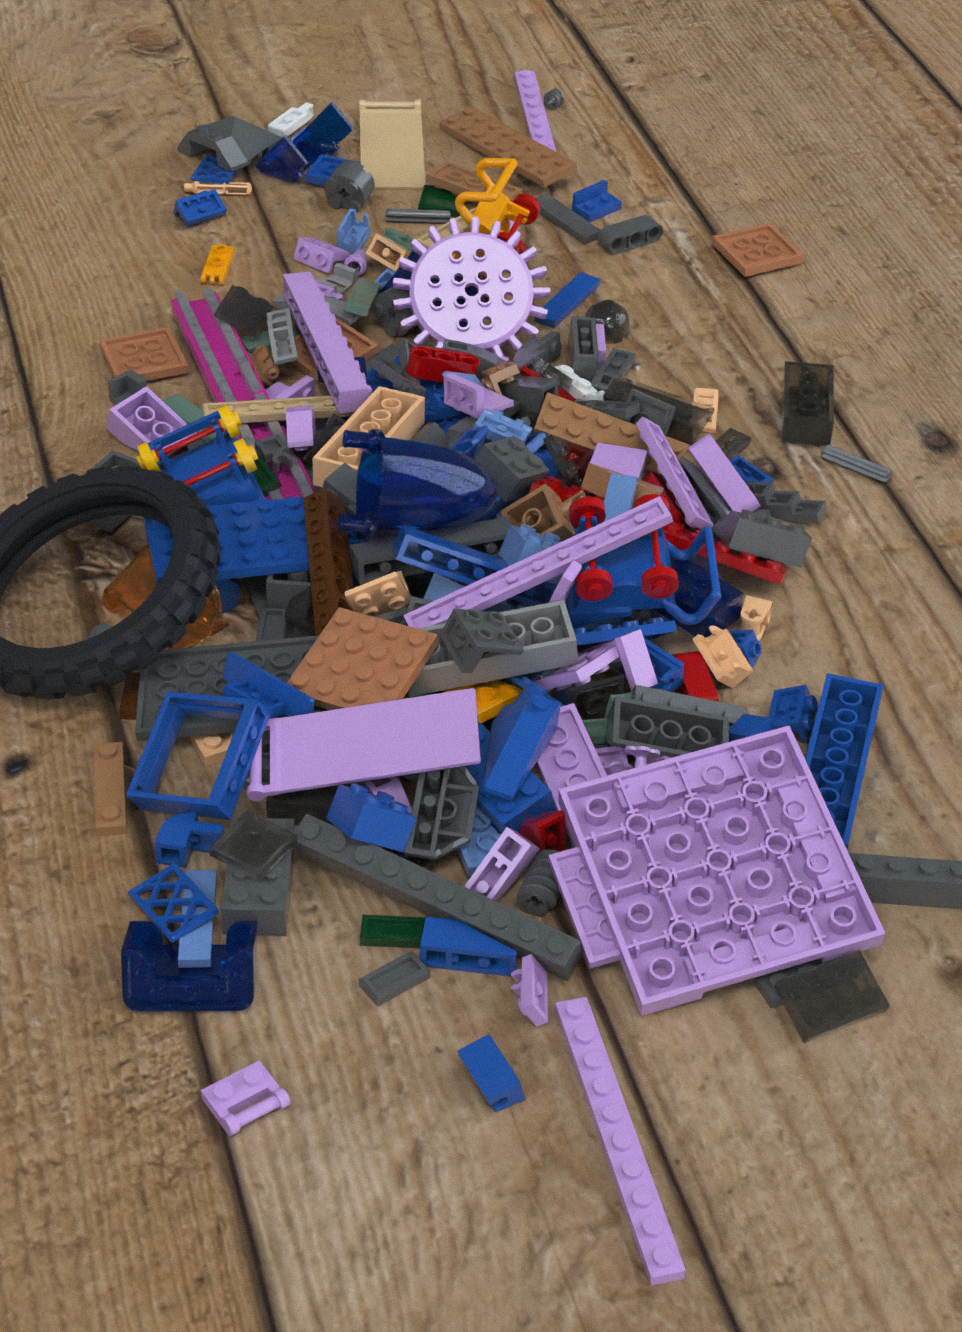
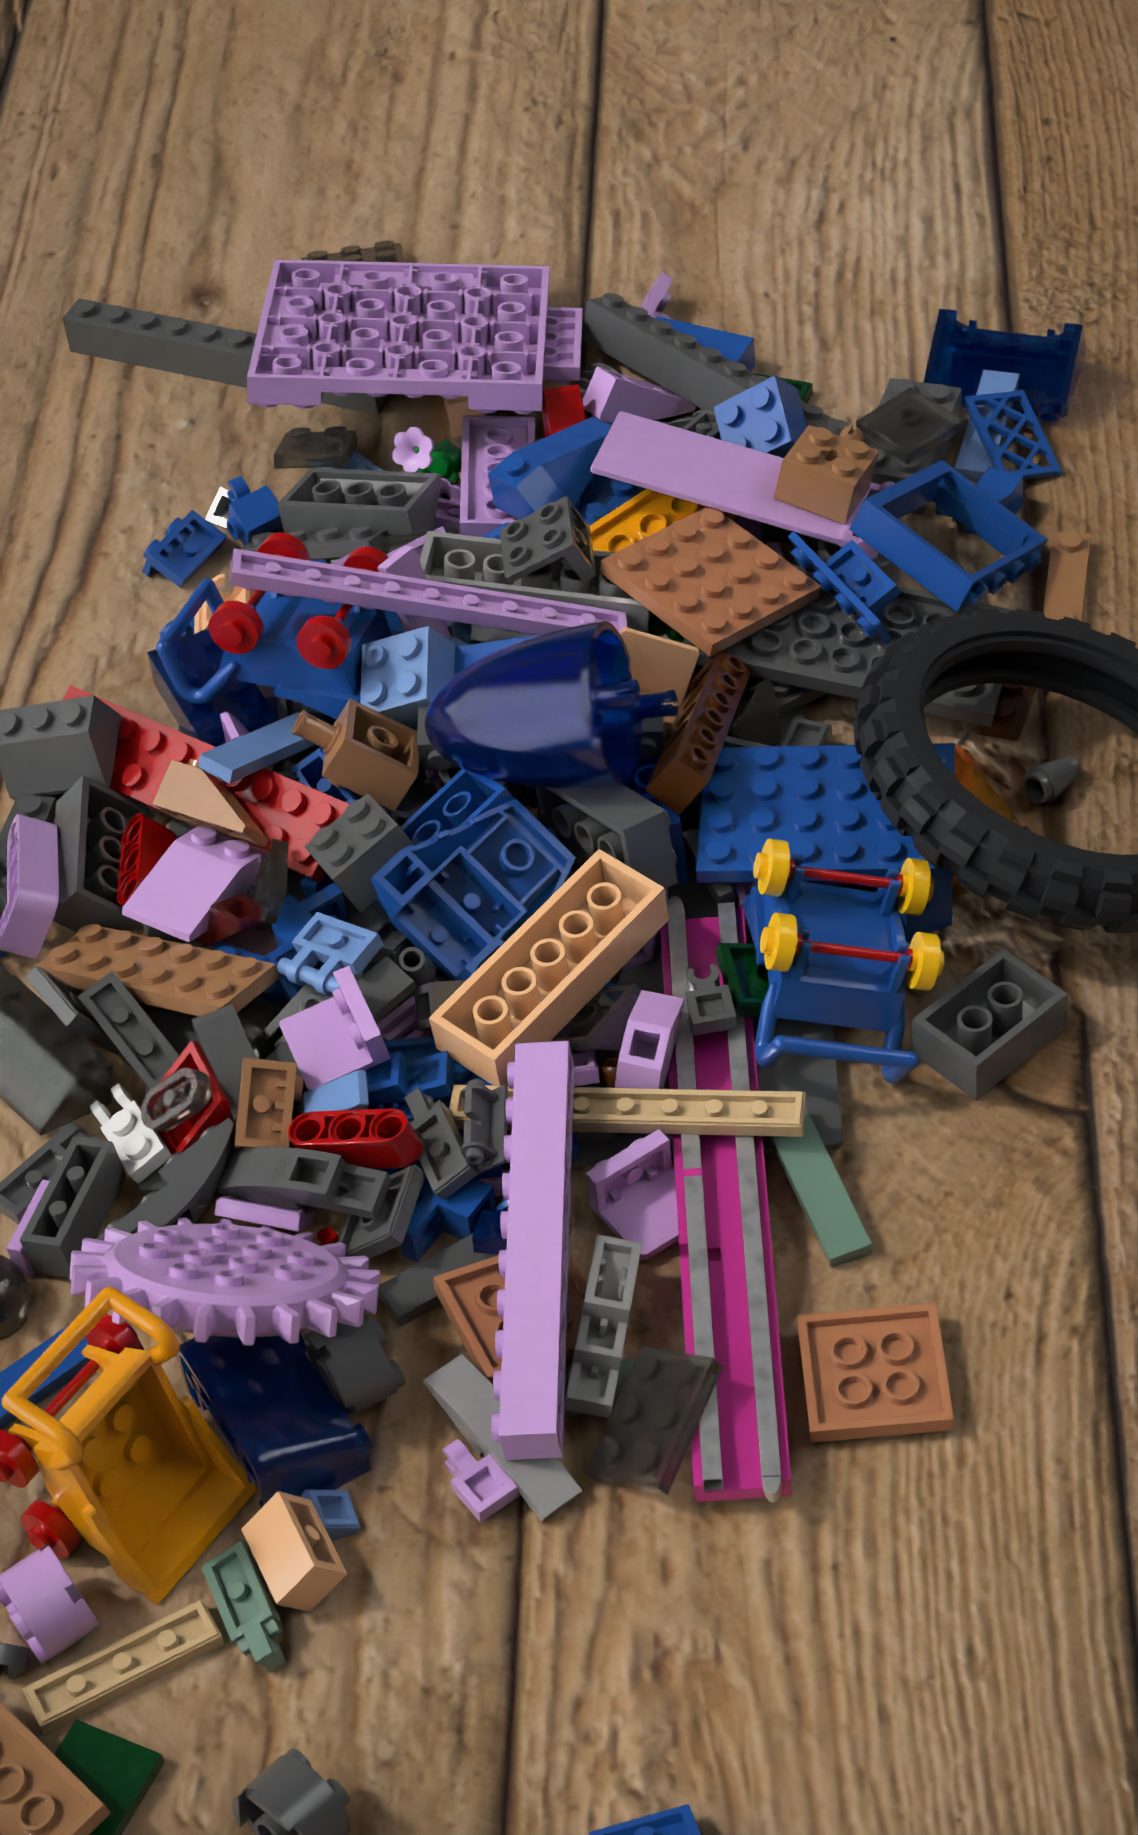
camera: 155 degrees left, 5 degrees up
(125, 385) = (920, 1283): dark grey panel -> none
(143, 419) = (901, 1166): lavender slope -> none
(218, 264) = (658, 1651): light orange hinge -> none
(240, 1091) = (977, 276): lavender plate -> none
(264, 365) = (661, 1292): medium nougat hinge -> none
(298, 749) = (827, 472): none -> medium nougat brick
(318, 253) = (431, 1626): lavender bracket -> none
(342, 276) = (455, 1522): light grey piece -> none
(353, 233) = (344, 1680): medium blue hinge -> none
(358, 261) = (370, 1577): lavender cone -> none
(362, 297) = (408, 1424): sand green tile -> none
(375, 372) = (486, 1127): none -> dark grey hinge
(394, 978) = (789, 350): dark grey tile -> none
(418, 216) = (174, 1730): dark grey axle -> none
(492, 1073) = (723, 246): blue hinge -> none
(620, 1143) = (627, 200): lavender plate -> none
(674, 474) = (109, 866): lavender plate -> none
(755, 615) = (131, 680): light nougat piece -> none
(842, 745) = (175, 471): blue brick -> none

